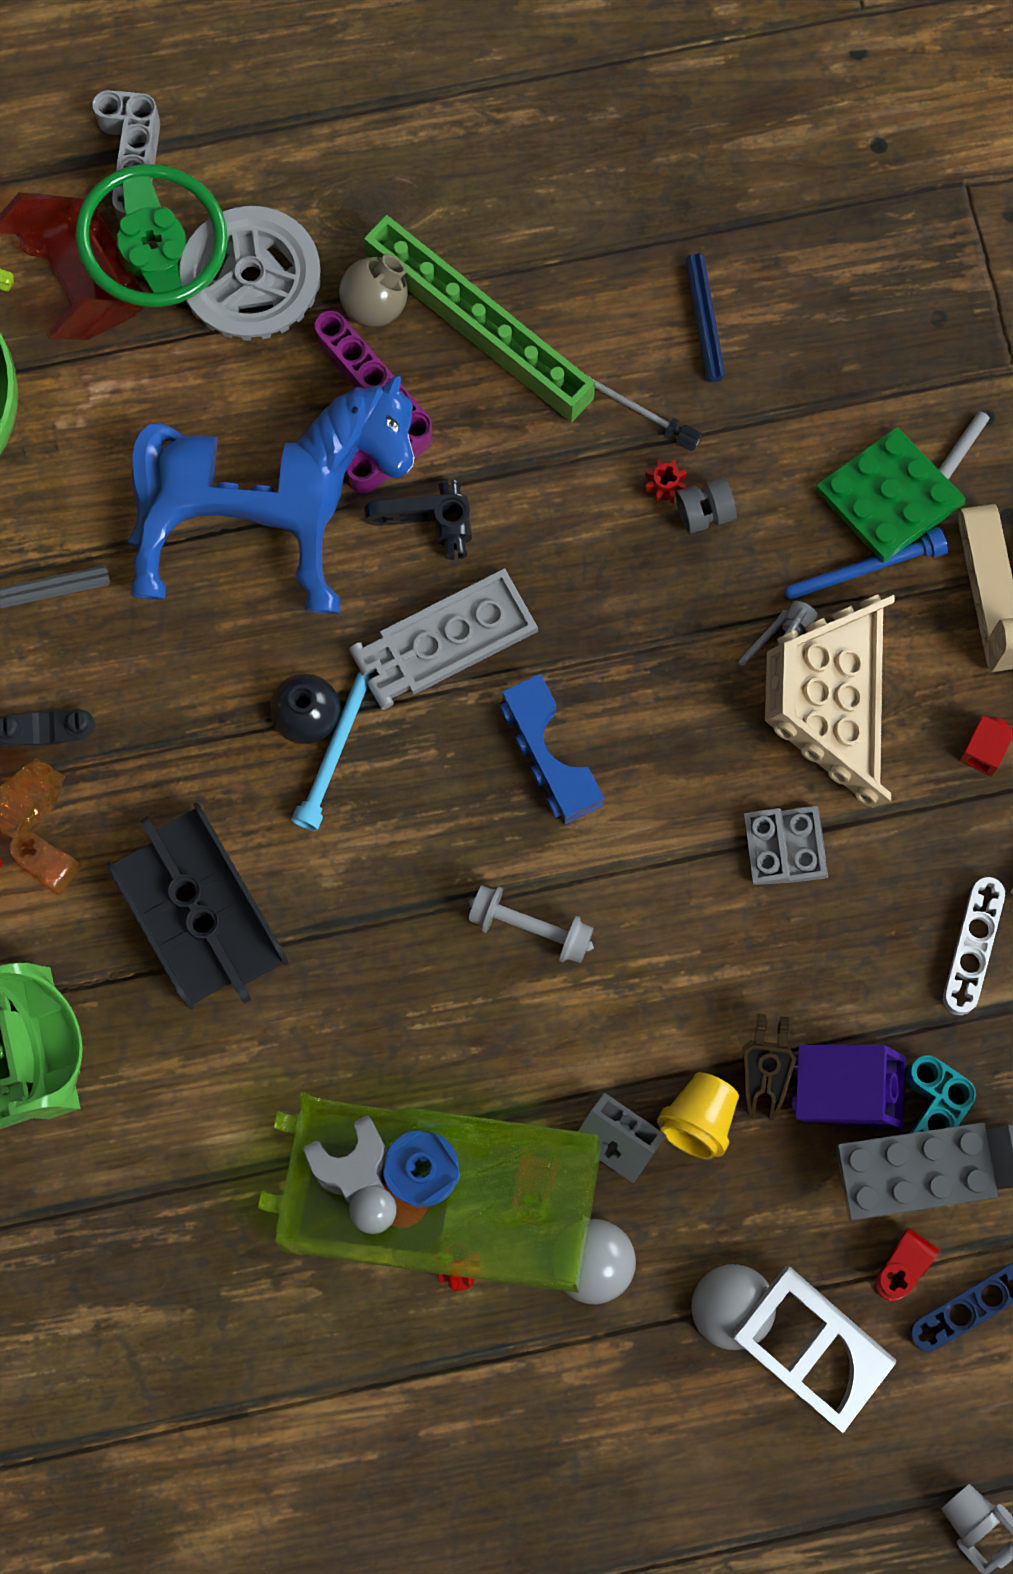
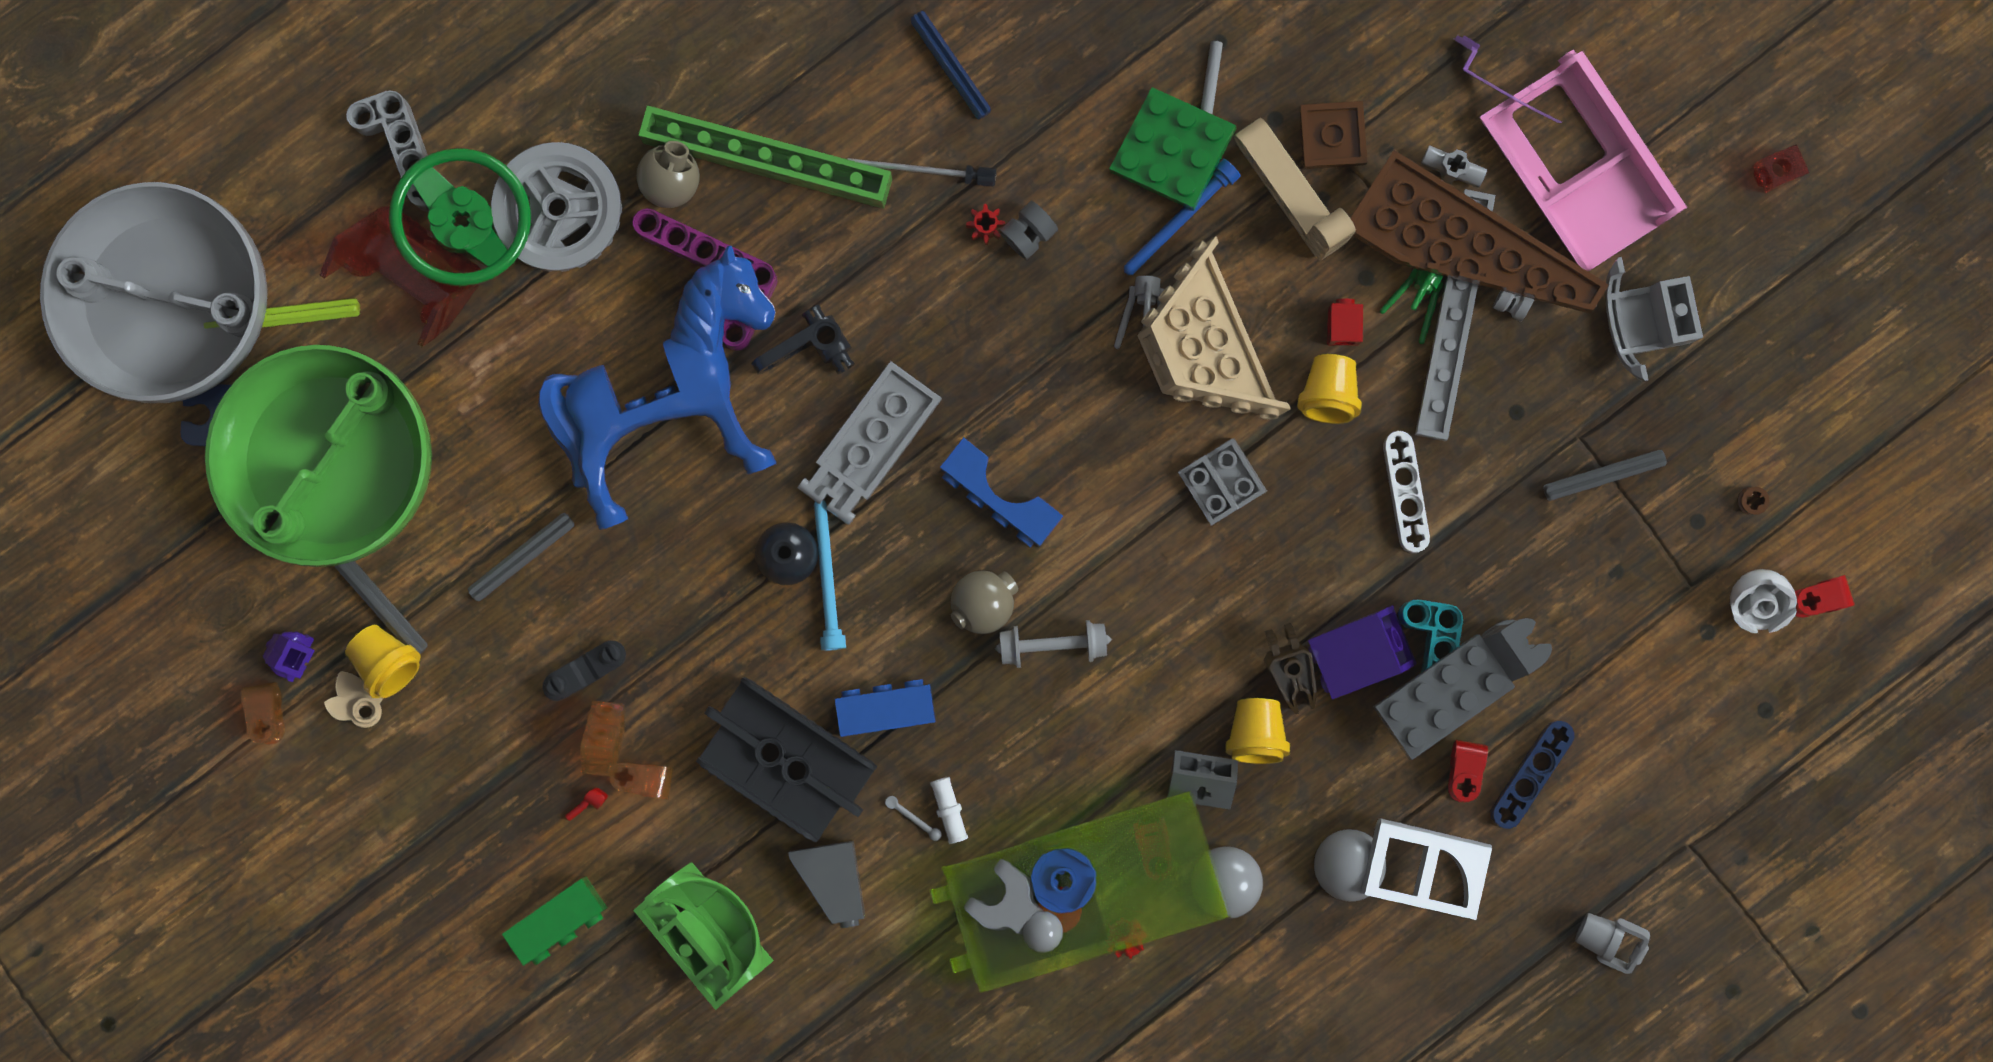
camera: 25 degrees left, 10 degrees up
(184, 1057) = (833, 880): none -> dark grey slope
(285, 1010) = (892, 802): none -> light grey hinge
(325, 909) = (885, 708): none -> blue brick
(340, 1044) = (949, 810): none -> white pin
(480, 847) = (983, 601): none -> dark tan brick
(941, 803) = (1331, 390): none -> yellow piece

